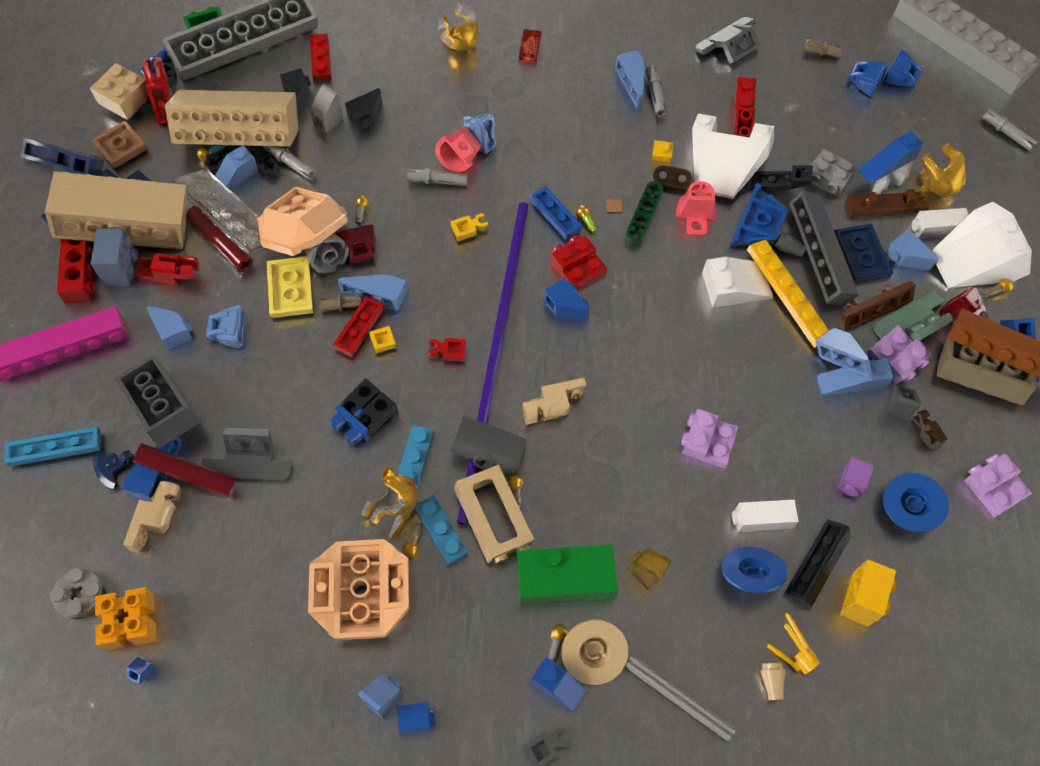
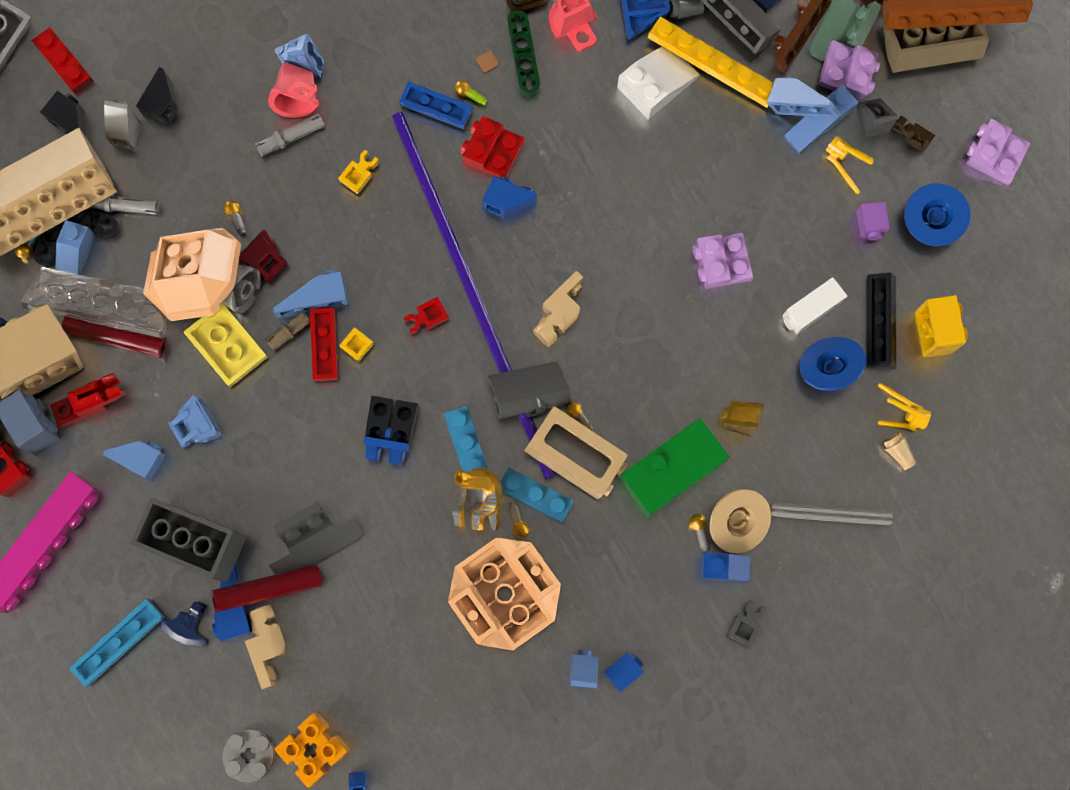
camera: 30 degrees left, 15 degrees up
(858, 409) = (839, 150): none -> yellow plant

